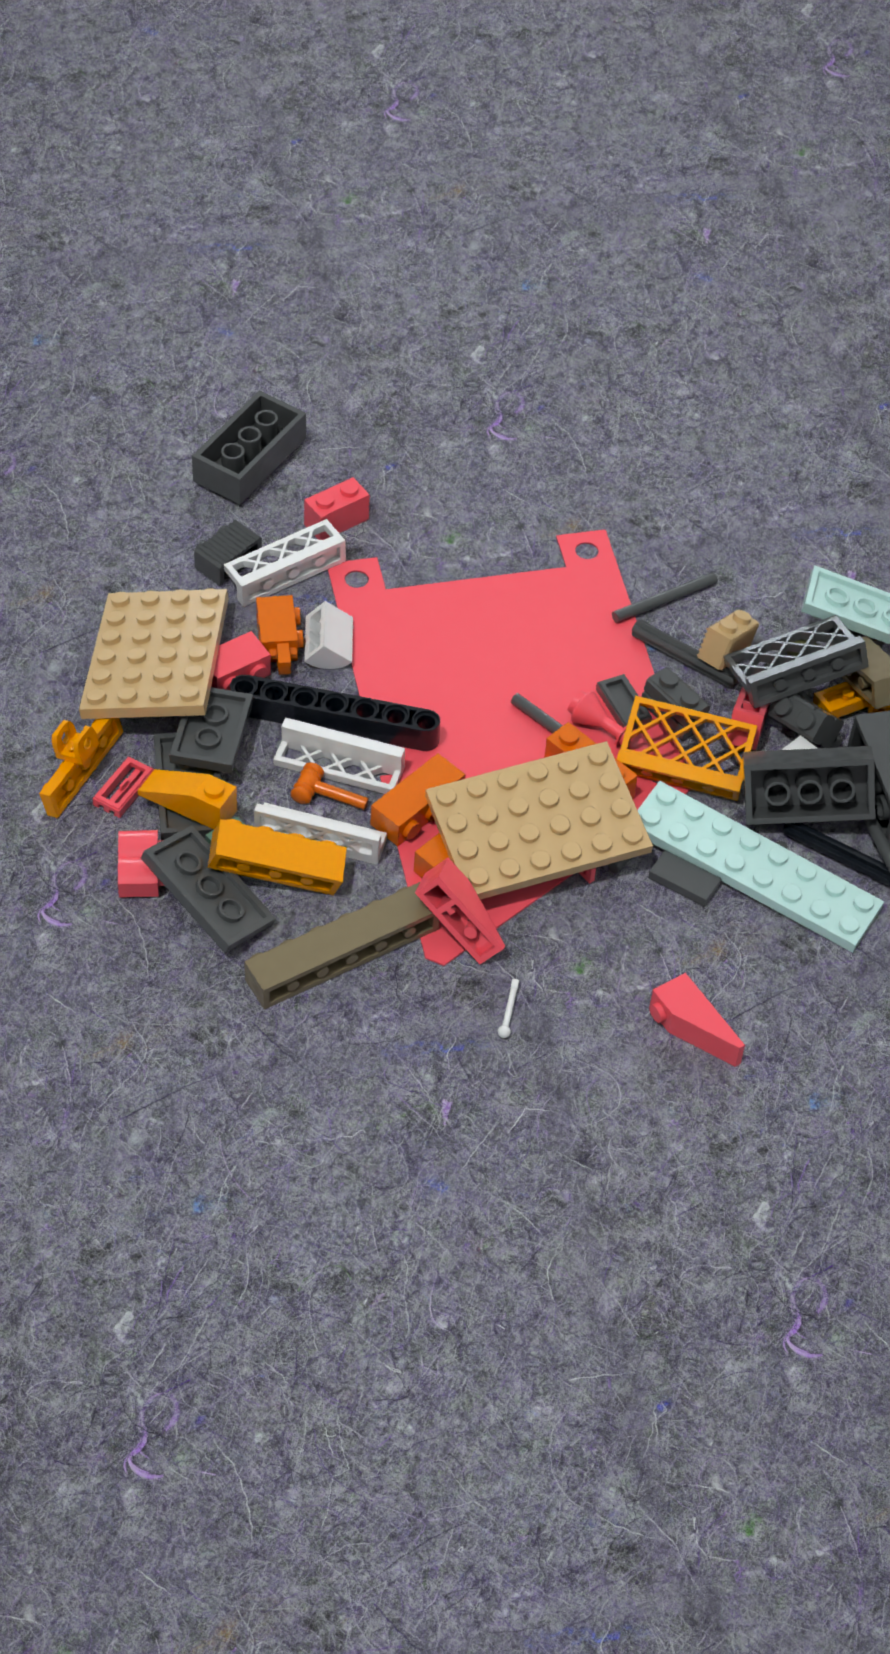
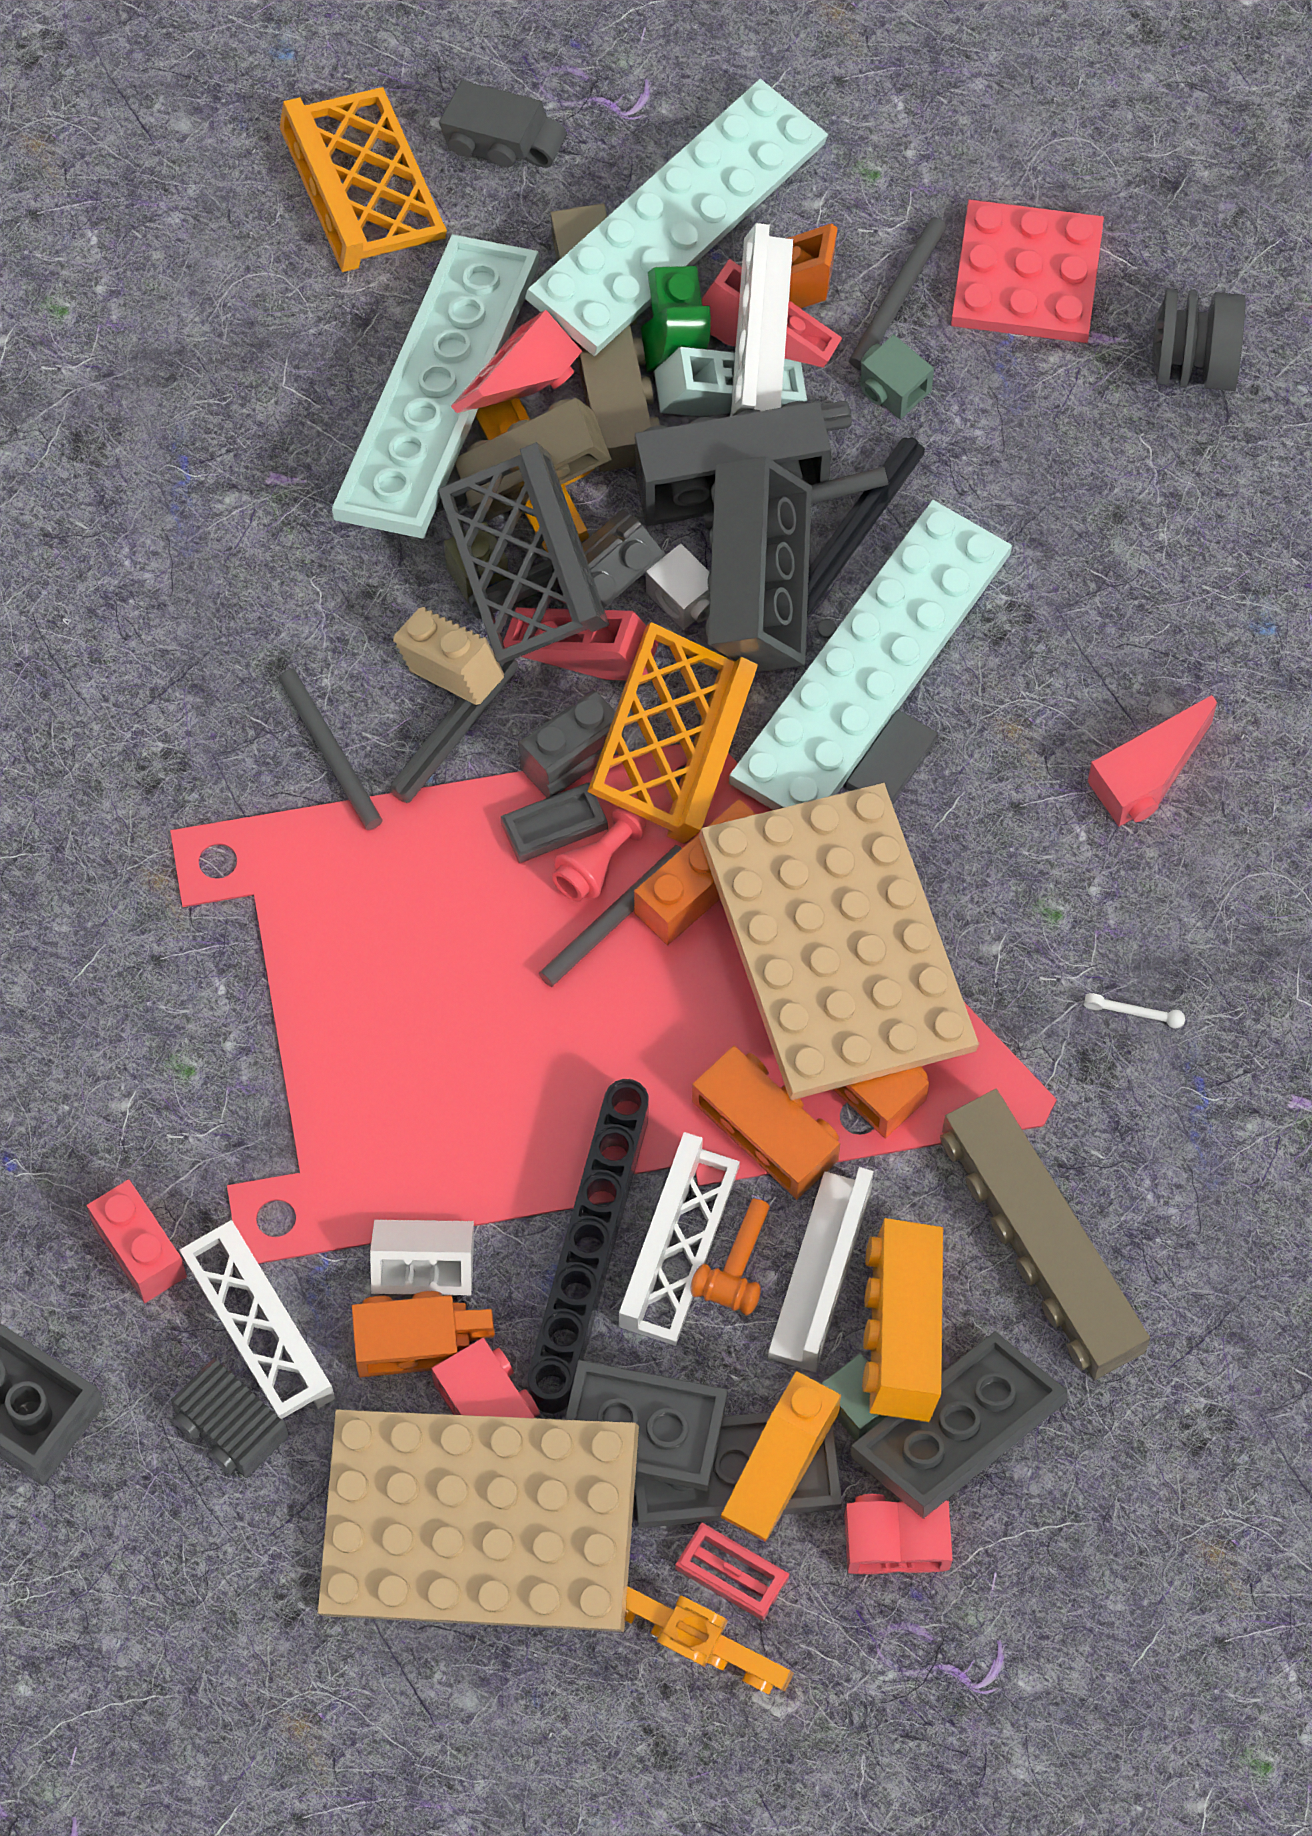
camera: 85 degrees left, 15 degrees up
(460, 910) = (996, 1060): coral slope -> none

